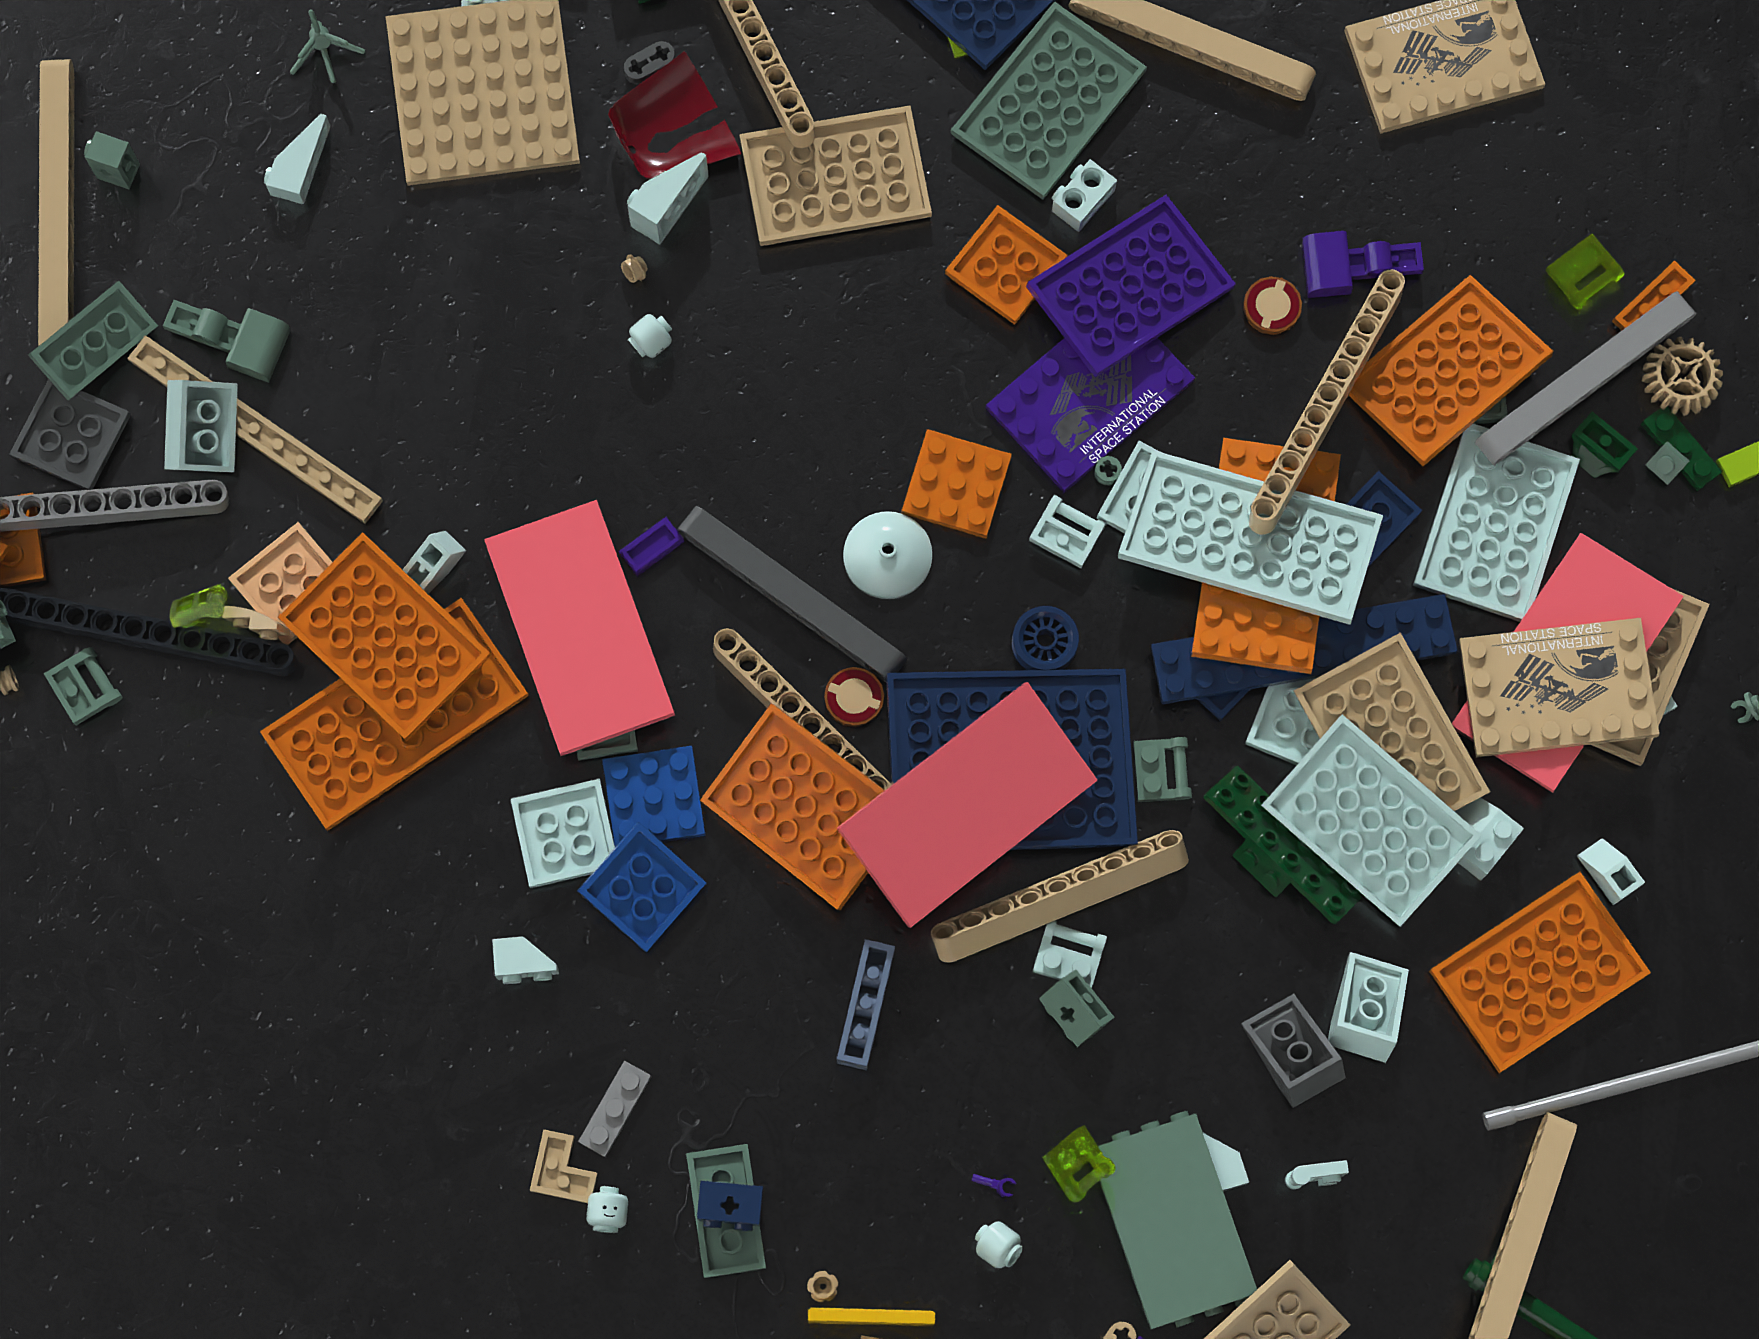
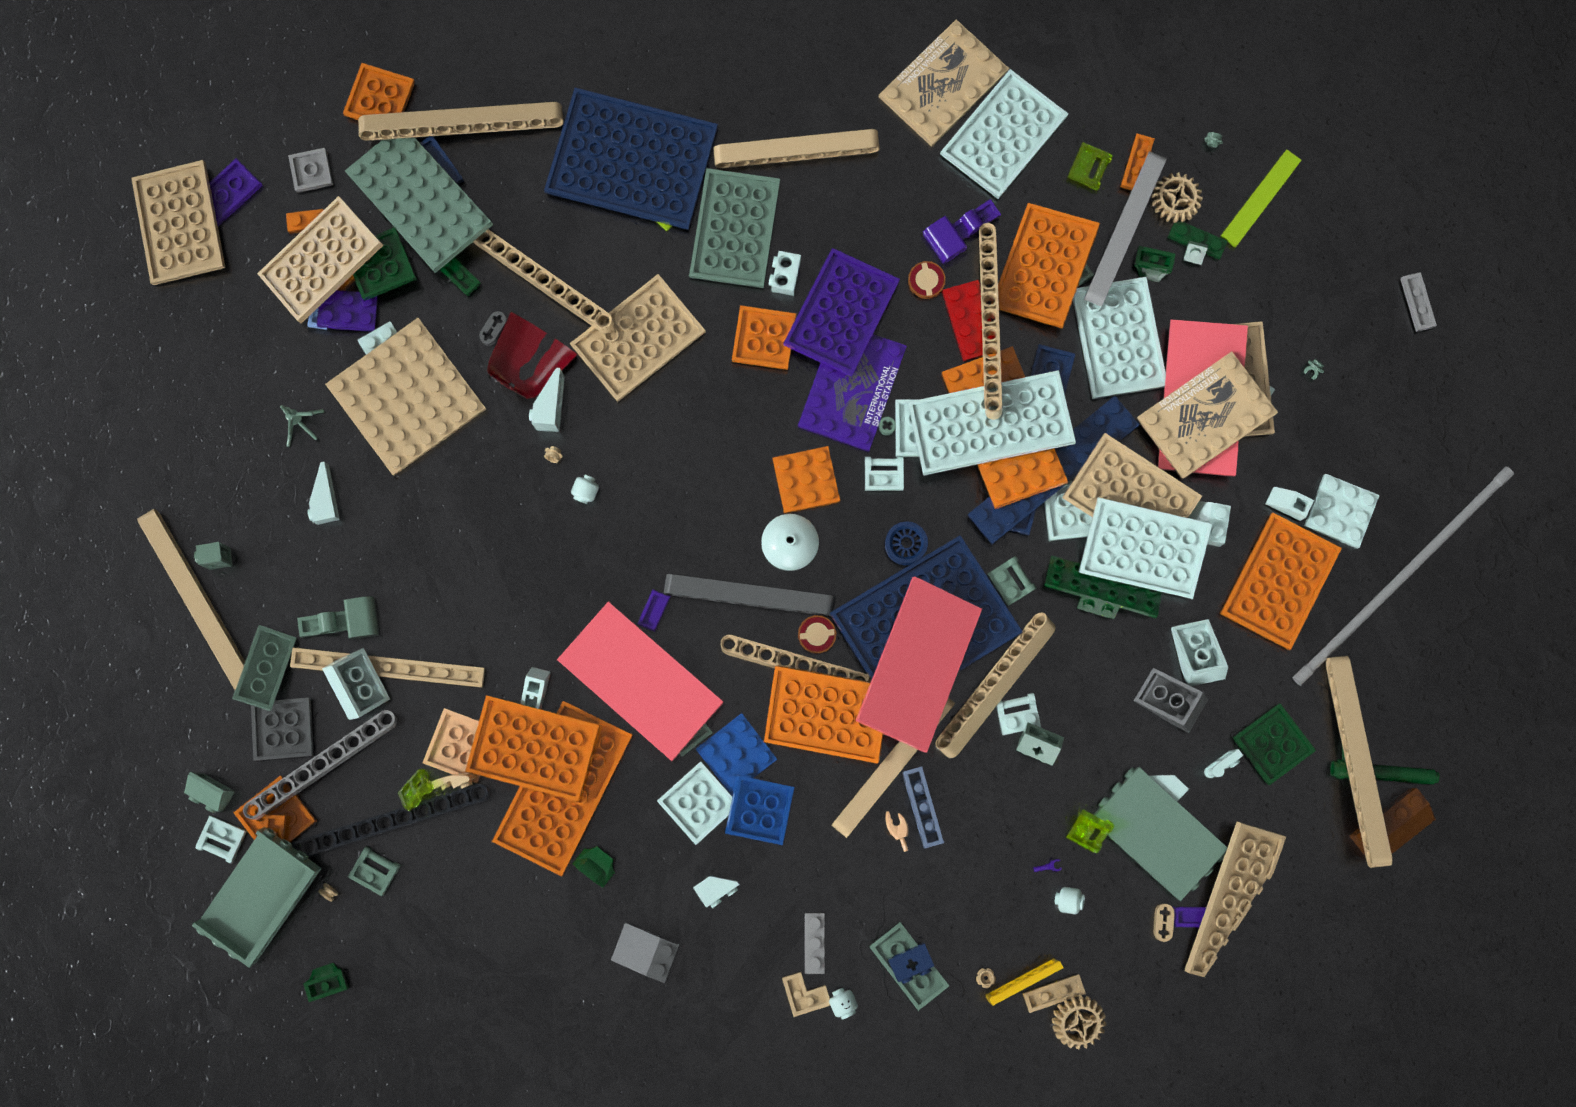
camera: 25 degrees left, 5 degrees up
(379, 841) = (595, 865): none -> dark green slope
(380, 994) = (645, 952): none -> slope
(816, 1022) = (900, 831): none -> light nougat hand
(834, 937) = (878, 783): none -> tan beam
(1299, 372) = (966, 318): none -> red plate
(1405, 1189) = (1274, 744): none -> dark green plate
(1489, 167) = (1004, 134): none -> light aqua plate
(1680, 923) = (1341, 511): none -> light aqua plate

